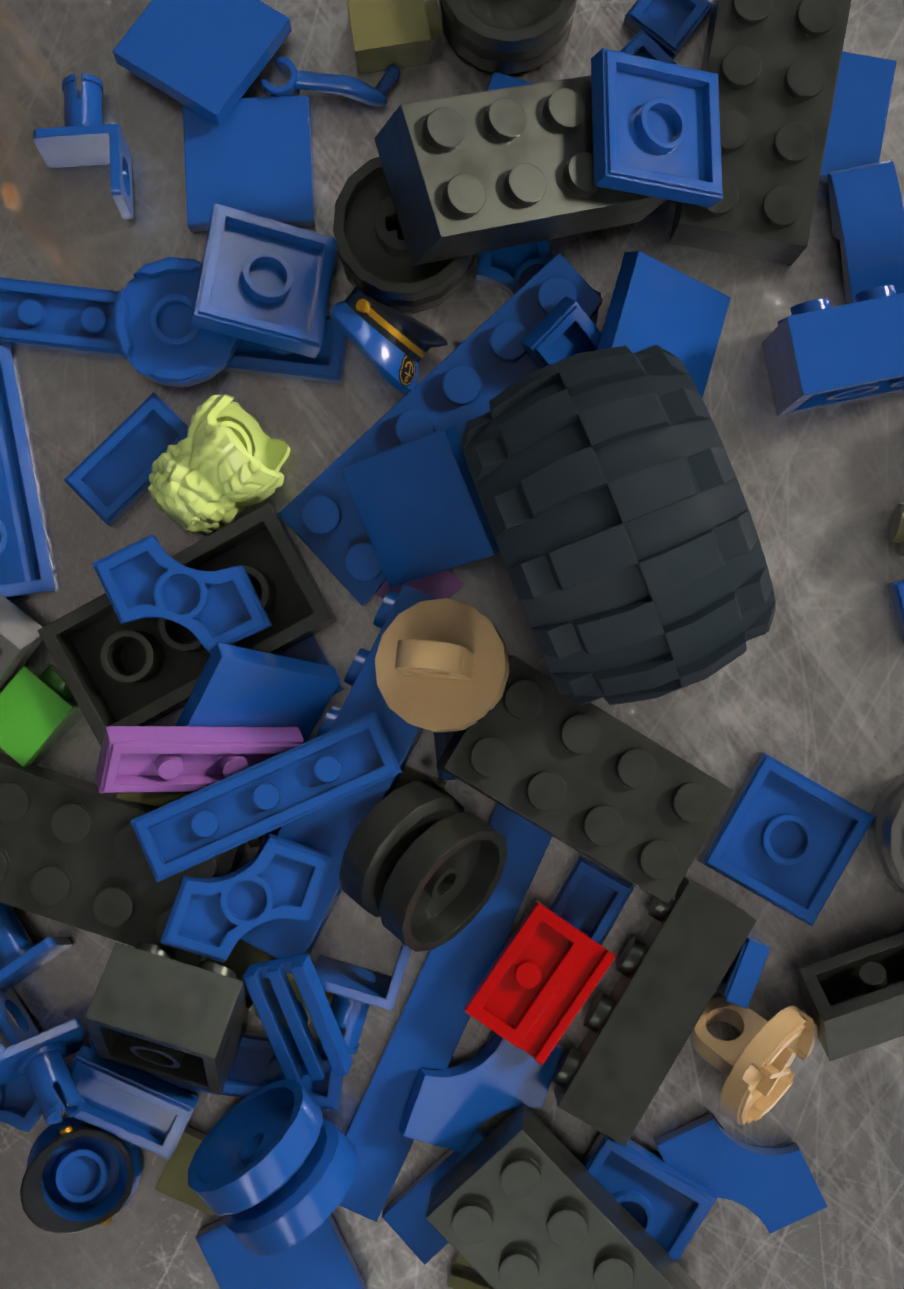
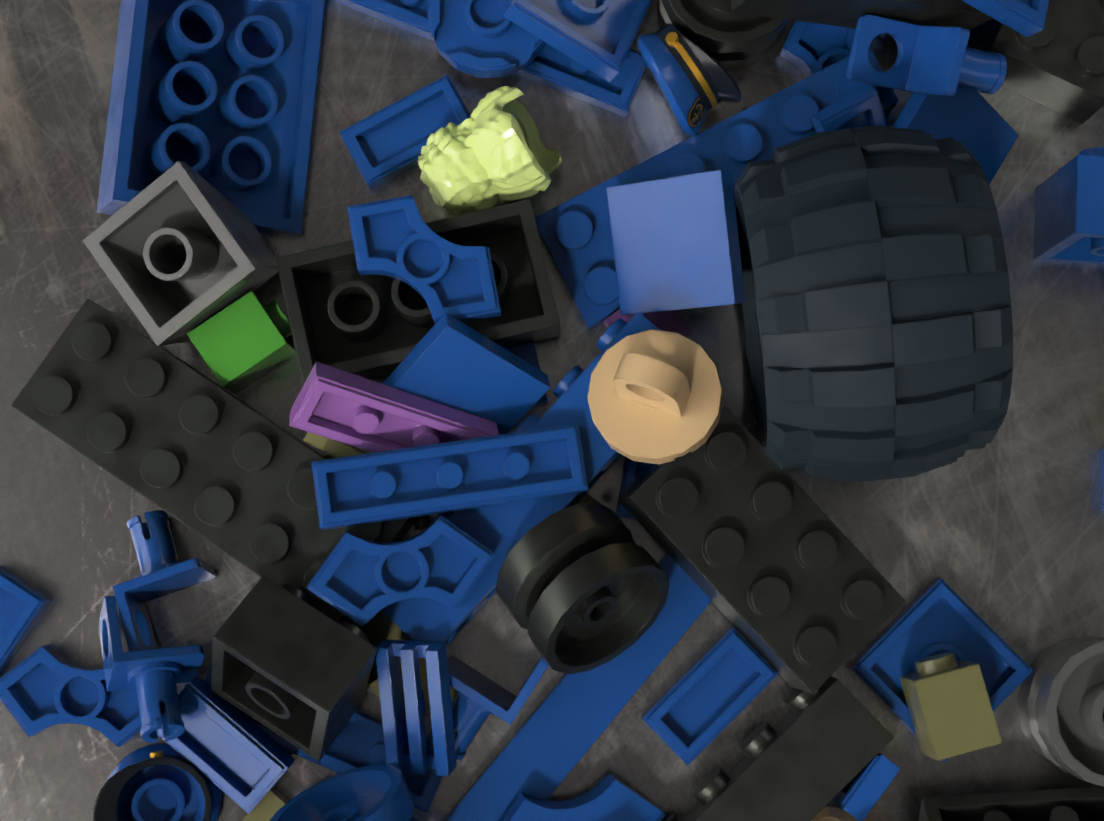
camera: 20 degrees right, 5 degrees down
(539, 982) = (662, 738): red plate -> none
(619, 258) = (928, 59): none -> blue bracket
(802, 877) = (949, 707): none -> olive brick

